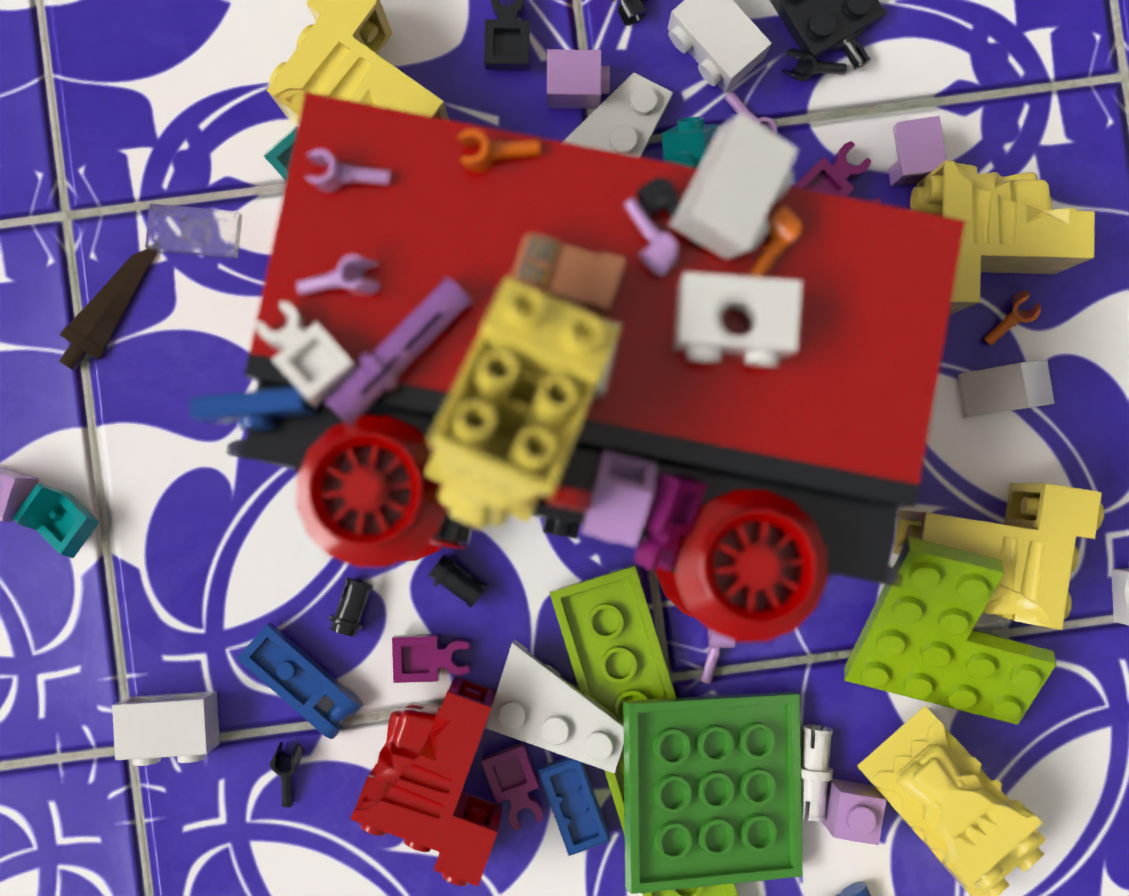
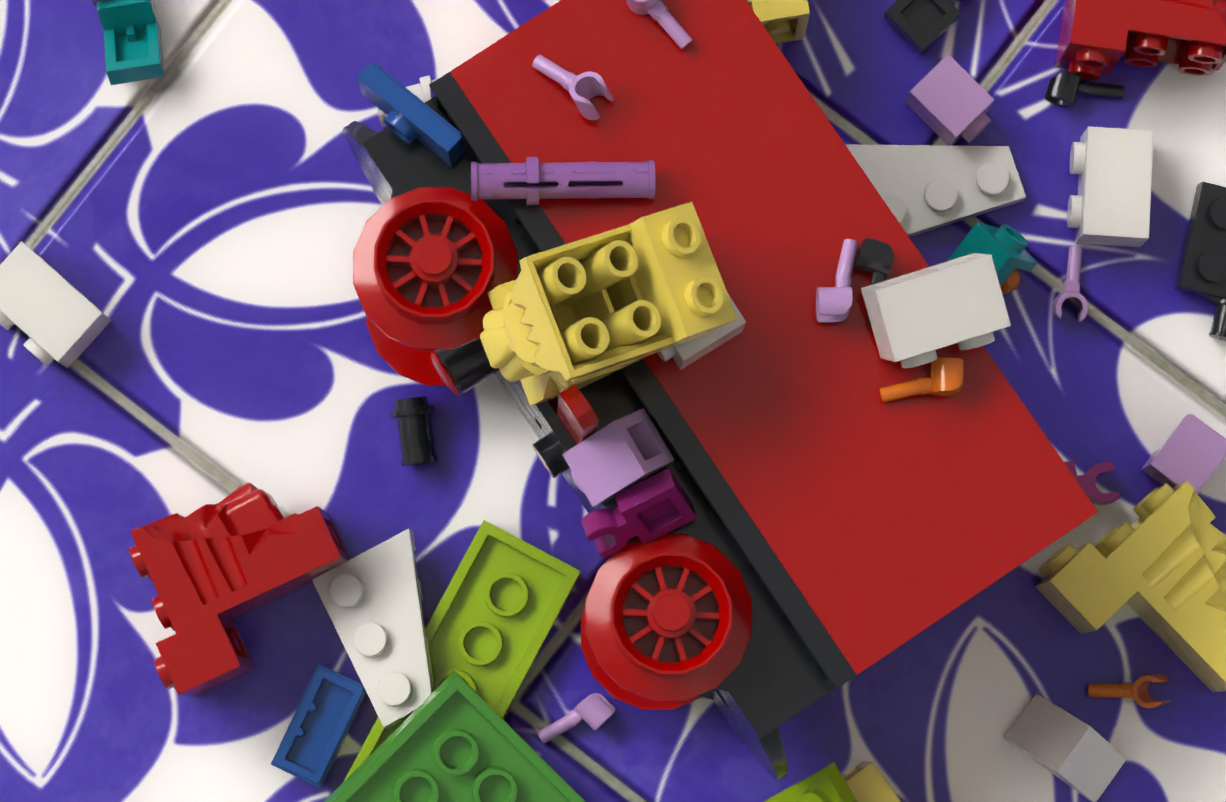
camera: 50 degrees right, 5 degrees down
(286, 767) = (105, 444): black hand -> none
(299, 680) = (193, 380): blue plate -> none
(308, 356) = (492, 119): white plate -> none
(351, 607) = (301, 362): black pin -> none
(420, 658) = (317, 467): magenta plate -> none
(493, 150) = (787, 102): orange hand -> none
(511, 779) = (289, 647): magenta plate -> none
(569, 273) = (747, 250): nougat leg -> none
(767, 303) = (834, 370): white brick -> none
(808, 65) = (1168, 291): black hand -> none
(832, 179) = (1078, 409): magenta plate -> none

